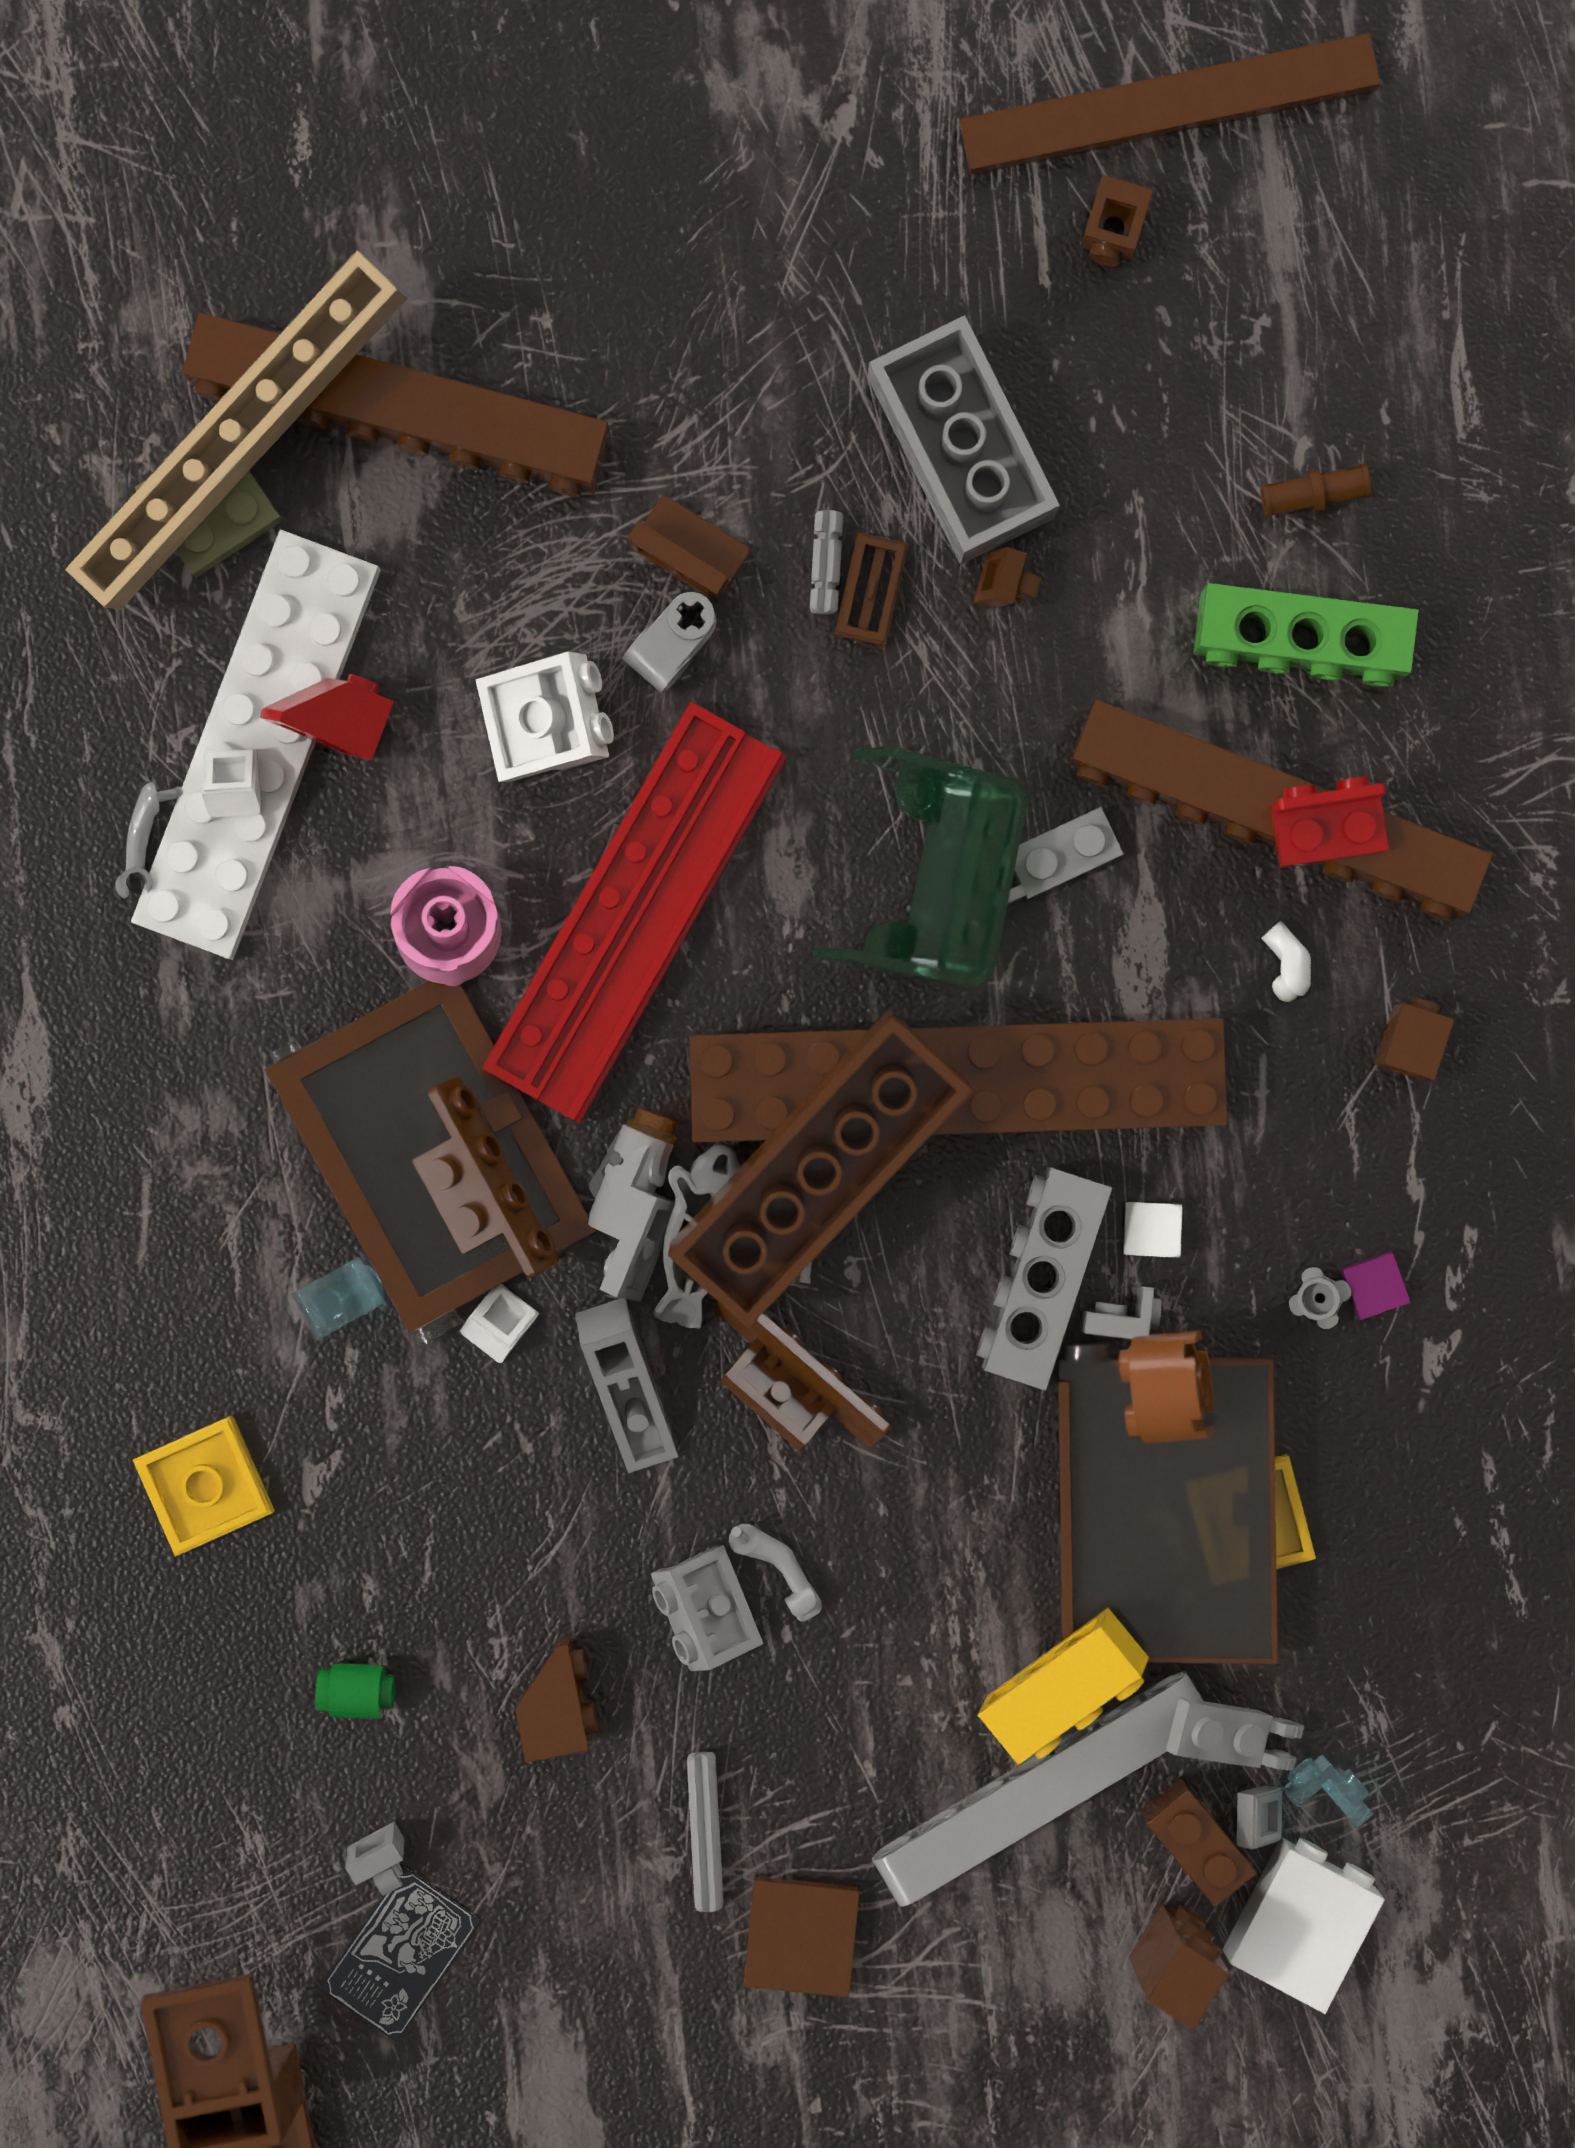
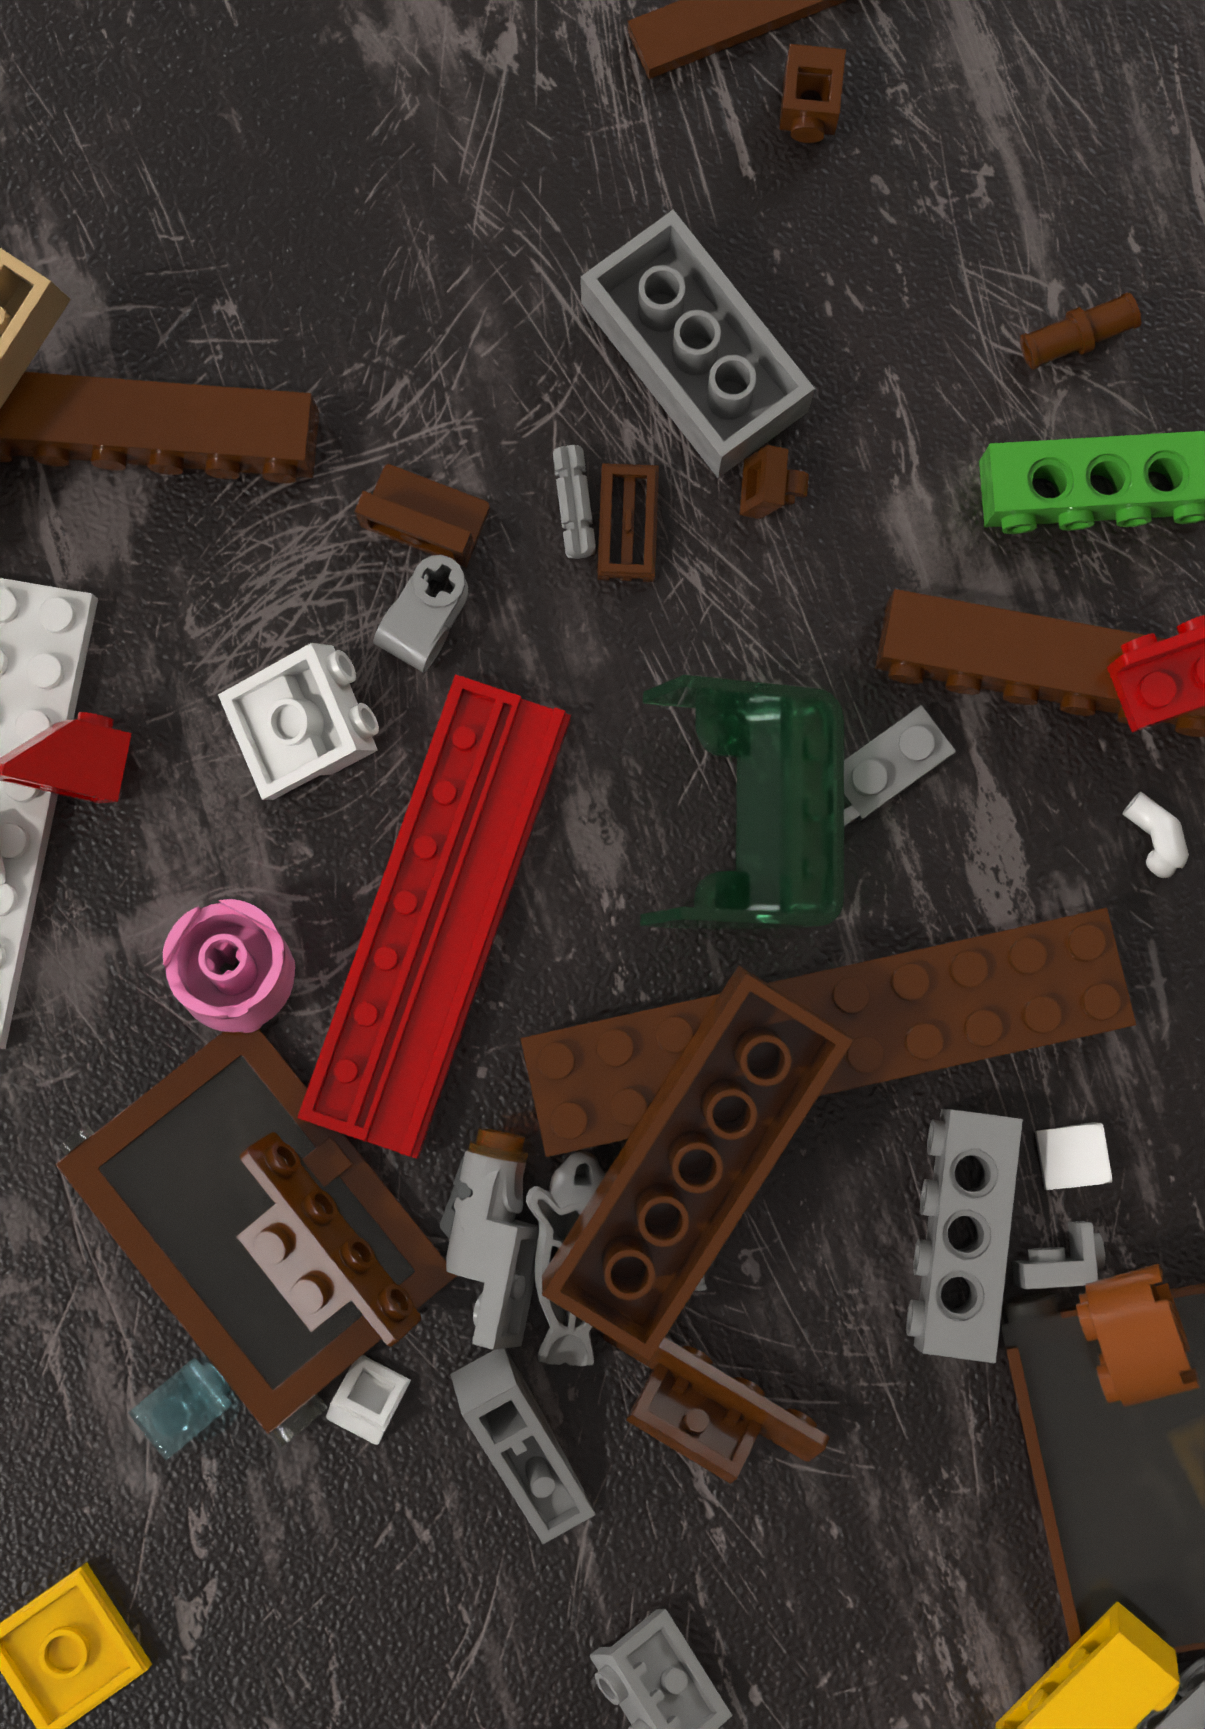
camera: 10 degrees left, 5 degrees down
(754, 1543) = (701, 1598): light grey piece -> none

